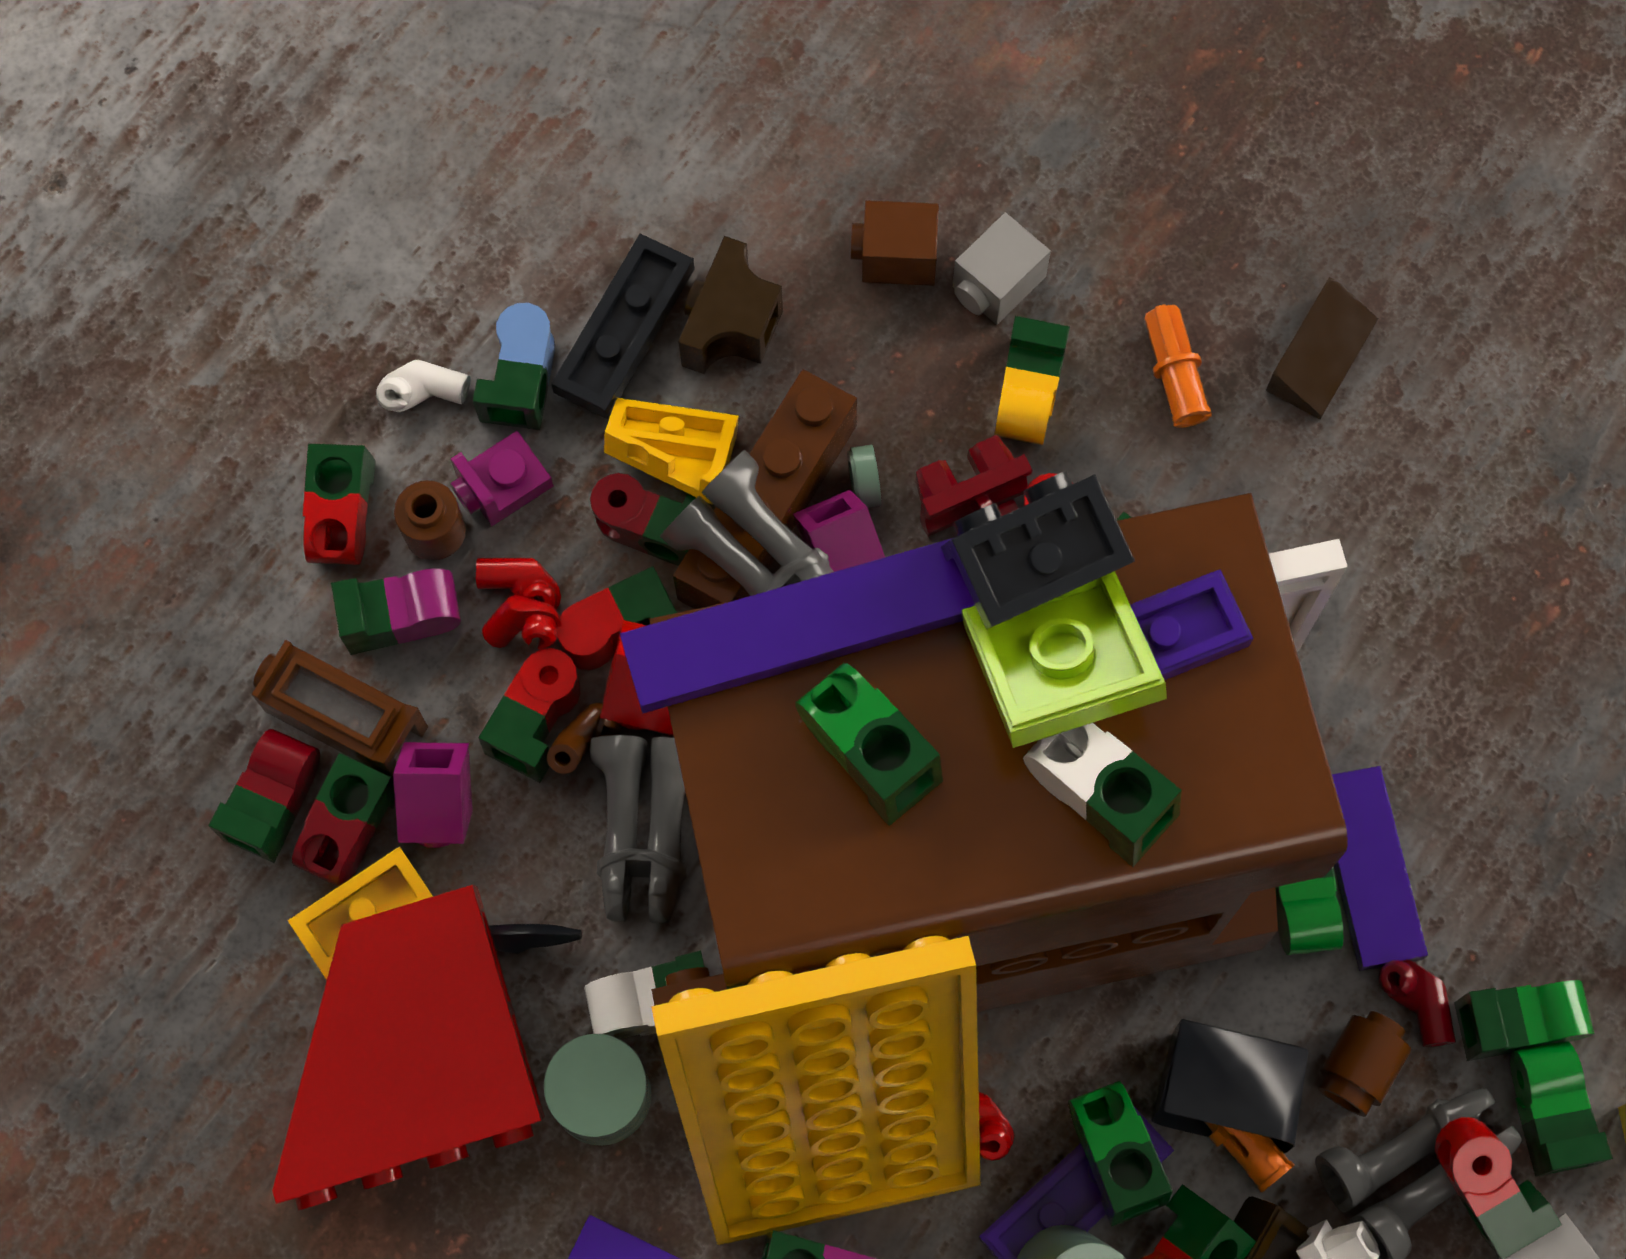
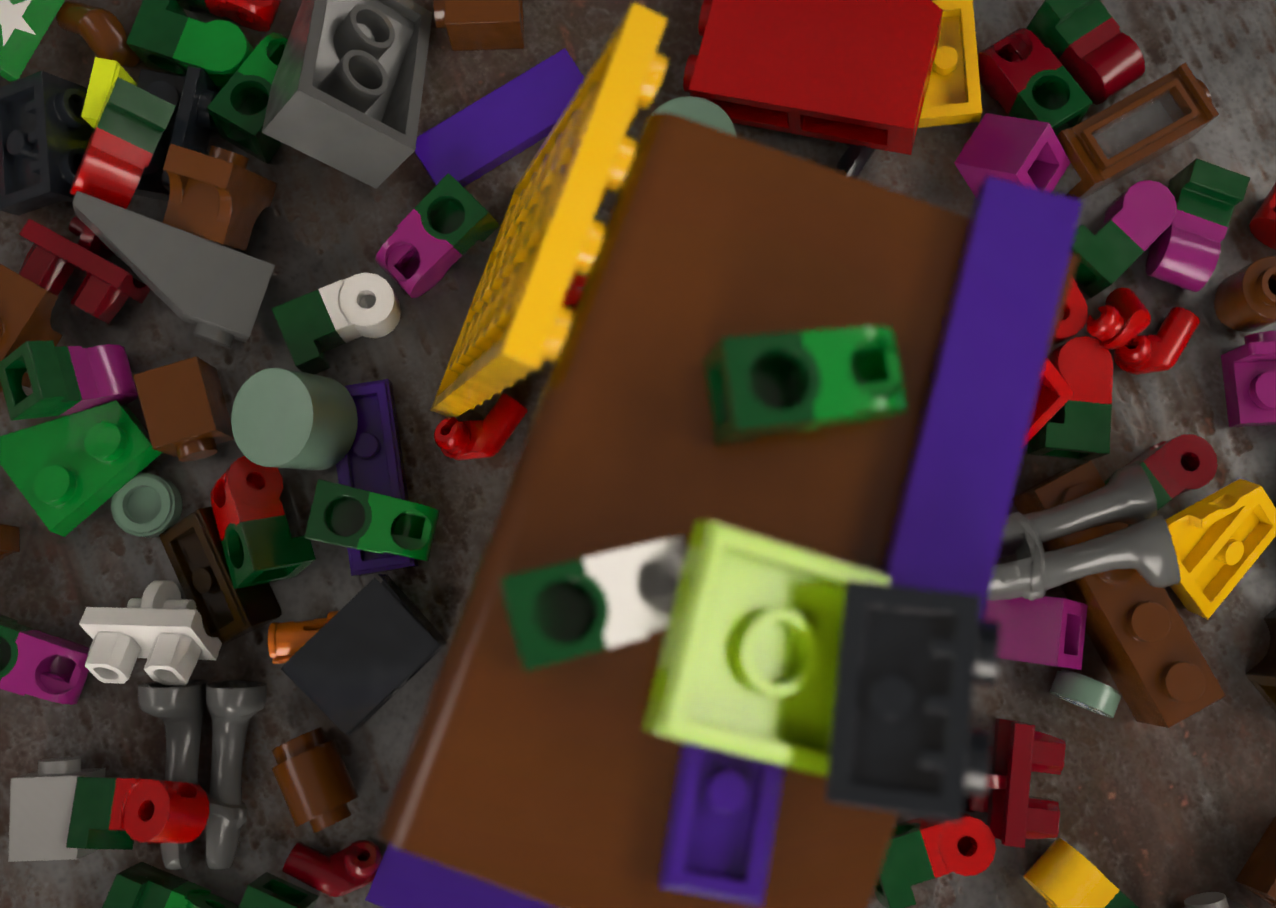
camera: 115 degrees right, 10 degrees up
(445, 663) = (1128, 230): none -> leg

